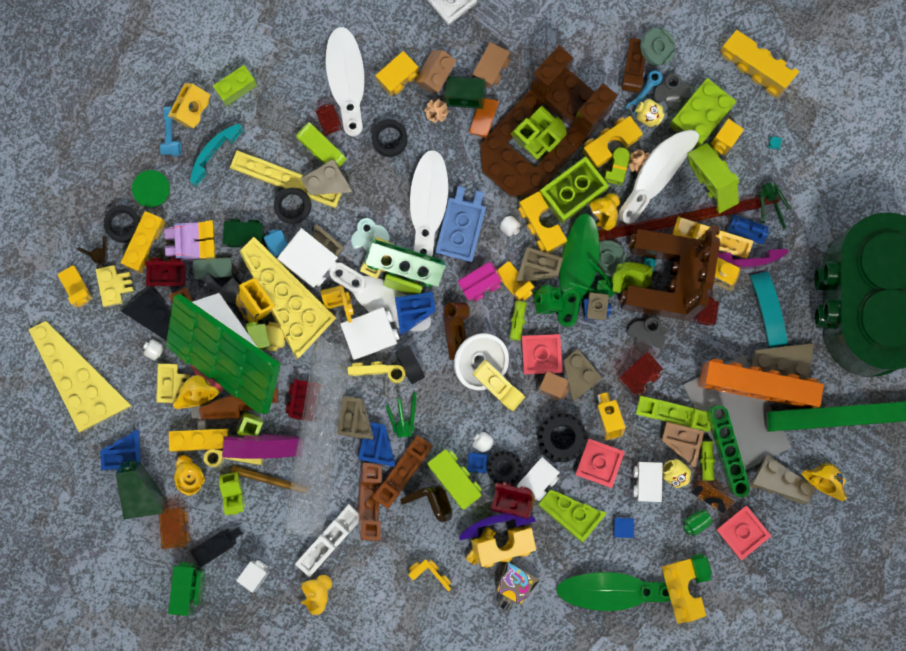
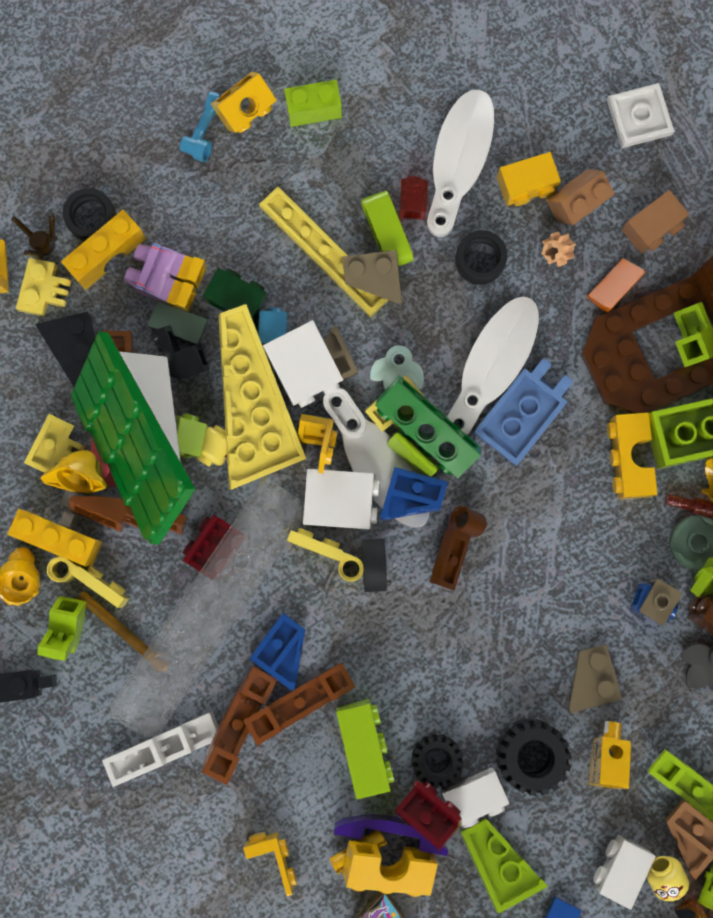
camera: 30 degrees right, 0 degrees up
(151, 189) = (147, 187): green tile -> none
(153, 349) = (54, 392): white piece -> none
(165, 273) = (114, 301): dark red bracket -> none
(229, 134) = (278, 161): teal slope -> none
(249, 424) = (127, 548): lime brick -> none
(253, 301) = (207, 393): yellow torso -> none
(253, 575) = (38, 752): white brick -> none
(260, 446) = (123, 583): magenta slope -> none
(278, 205) = (296, 282): black tyre -> none
(316, 594) = (112, 814): yellow piece -> none
(354, 419) = (268, 603): dark tan wing -> none
(403, 428) = (327, 644): green plant -> none
(437, 500) = (328, 763): dark brown piece -> none
(465, 92) = (607, 241): dark green brick -> none
(477, 463) = (404, 735): blue tile -> none
(480, 281) = (516, 497): dark pink brick -> none
(482, 442) = (424, 710): white piece -> none
(487, 348) = (477, 614): white dish -> none
(498, 385) = (479, 647): light yellow plate -> none
(510, 226) = (587, 441): white piece -> none
(517, 320) = (542, 571): lime pin -> none
(518, 290) = (561, 518): yellow bracket -> none
(525, 136) = (661, 333): lime brick -> none
(538, 266) = (602, 511): dark tan wing -> none
(541, 354) = (555, 630): coral plate -> none
(548, 300) = (596, 562): green brick -> none
(553, 386) = (553, 682): medium nougat brick -> none
(575, 267) = (655, 535): green plant -> none
(599, 463) = (568, 814): coral plate -> none
(603, 287) = (678, 577): green plant -> none
(640, 373) = (677, 719): clear red brick -> none

